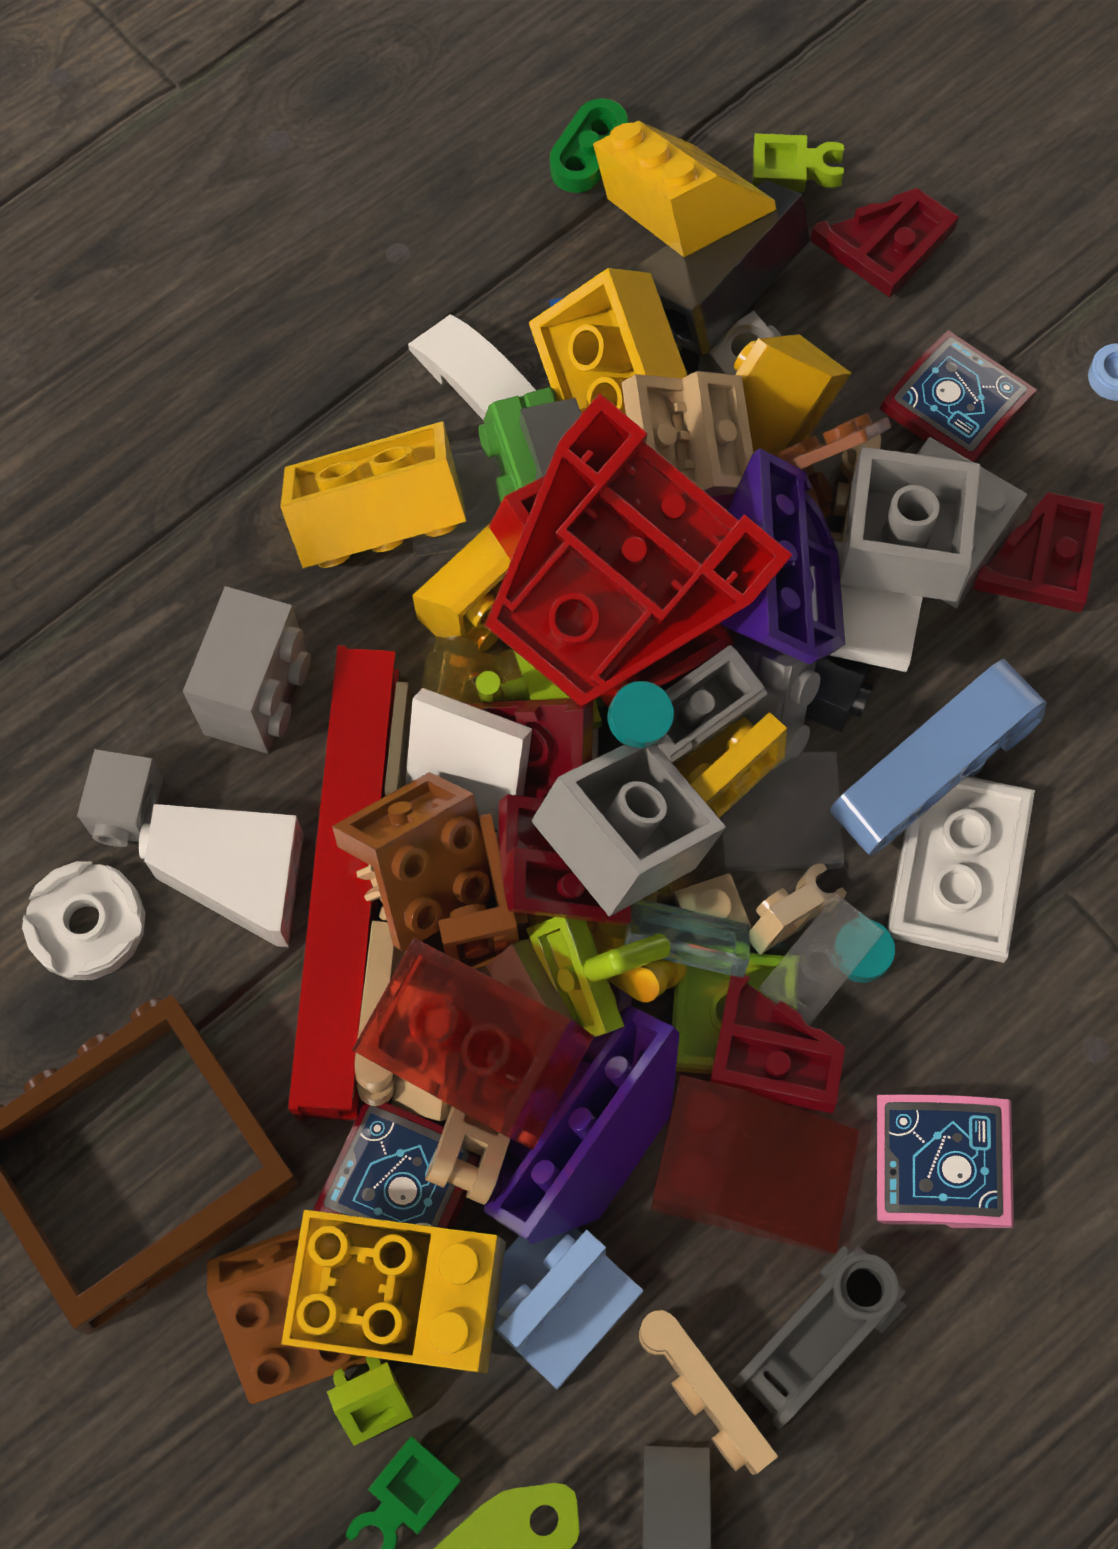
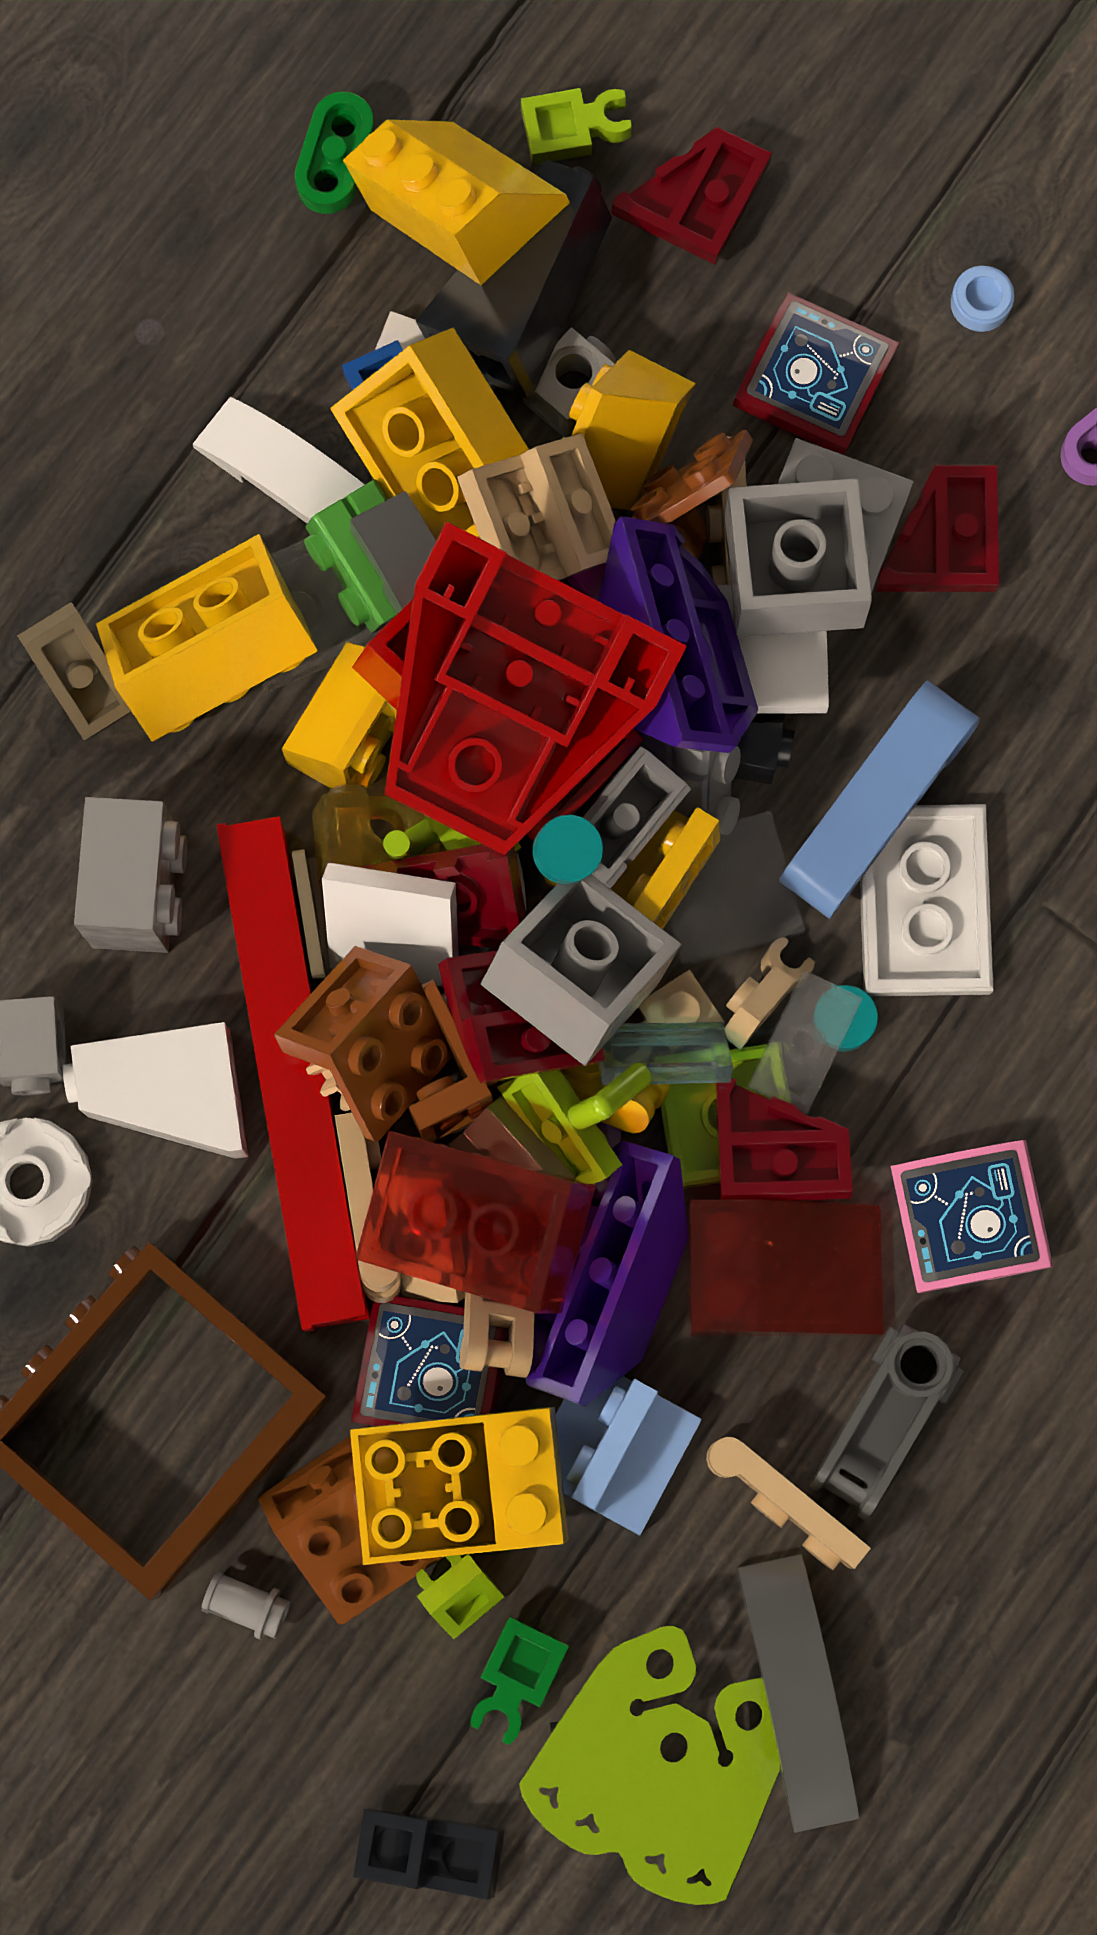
camera: 15 degrees left, 10 degrees up
(166, 1361) = (246, 1605): none -> light grey pin
(253, 494) = (75, 670): none -> dark tan slope

